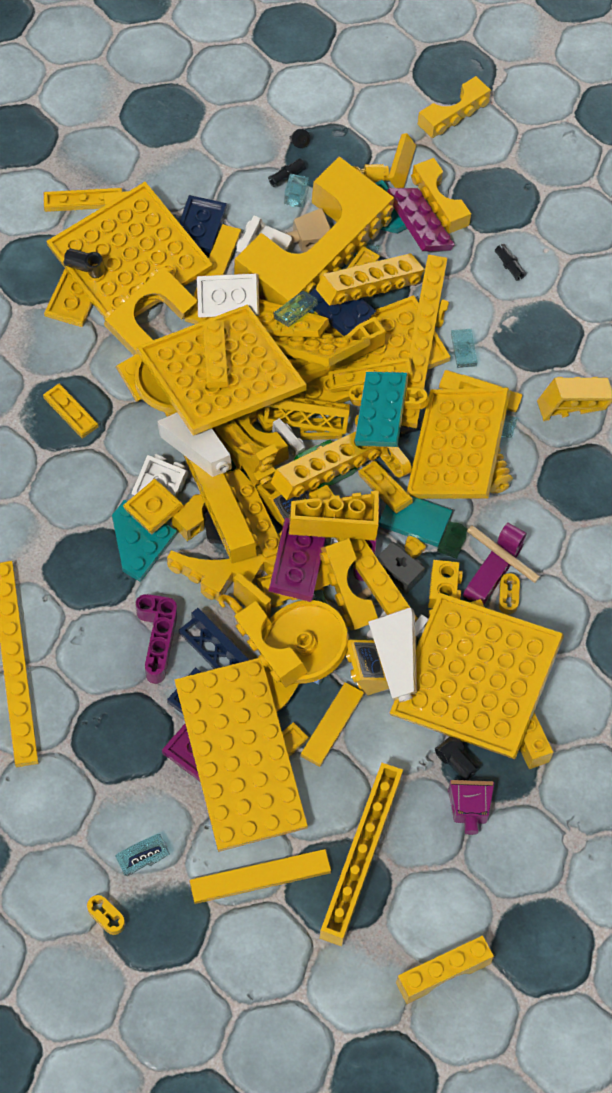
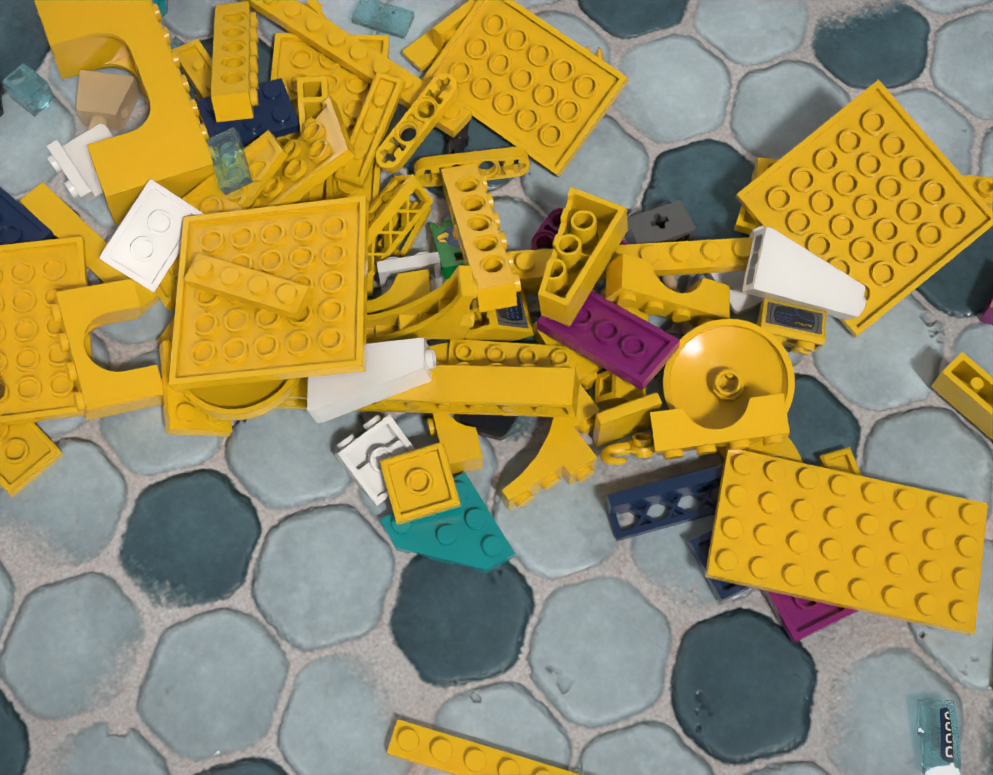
camera: 60 degrees left, 5 degrees up
(70, 411) = (192, 529): yellow tile -> none
(158, 640) = (619, 573): magenta beam -> none
(332, 724) = (842, 411): yellow tile -> none
(381, 409) = (437, 135): teal plate -> none
(388, 488) = (533, 192): yellow tile -> none
(414, 547) = (632, 200): yellow tile -> none
(419, 520) = (599, 171): teal tile -> none
(441, 584) = (704, 197): yellow brick -> none
(453, 540) = (646, 155): clear green bracket -> none
(453, 753) = (943, 291): black piece -> none
(495, 567) = (707, 123): magenta beam -> none
(503, 554) = (705, 105): tan bar -> none
(504, 593) = (749, 131): yellow beam -> none

